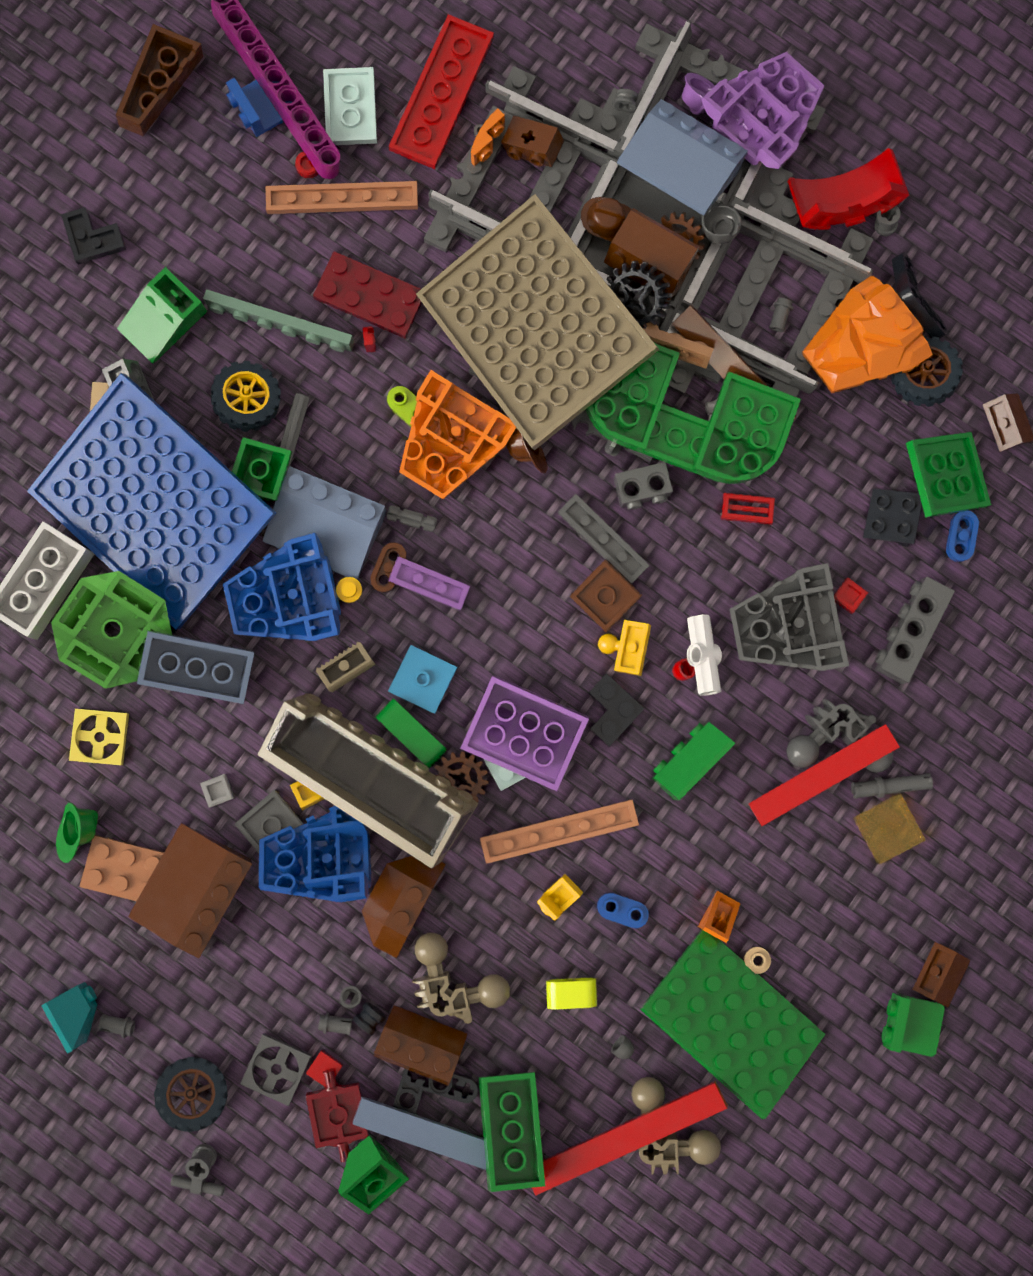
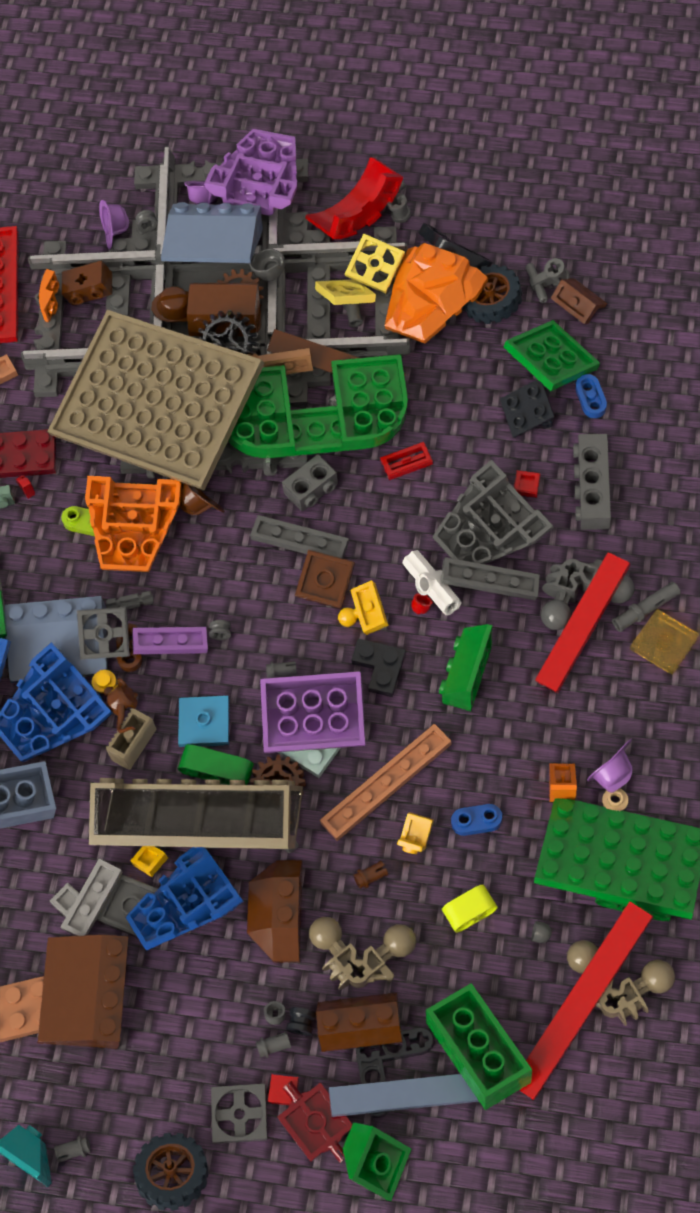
camera: 15 degrees left, 20 degrees down
(237, 805) = (91, 899): none -> light grey plate
(352, 625) = (118, 700): none -> reddish brown animal
(375, 528) = (102, 622): none -> dark grey piece
(481, 595) = (219, 630): none -> dark grey bush
(499, 913) = (369, 875): none -> reddish brown pin
(518, 667) = (281, 669): none -> dark grey pin
(594, 80) = (113, 220): none -> medium lavender piece
(760, 682) = (490, 578): none -> dark grey plate
(773, 935) = (614, 772): none -> medium lavender piece
(774, 300) = (345, 292): none -> light yellow piece
(856, 281) = (367, 241): none -> light yellow piece
(987, 380) = (547, 277): none -> dark grey piece

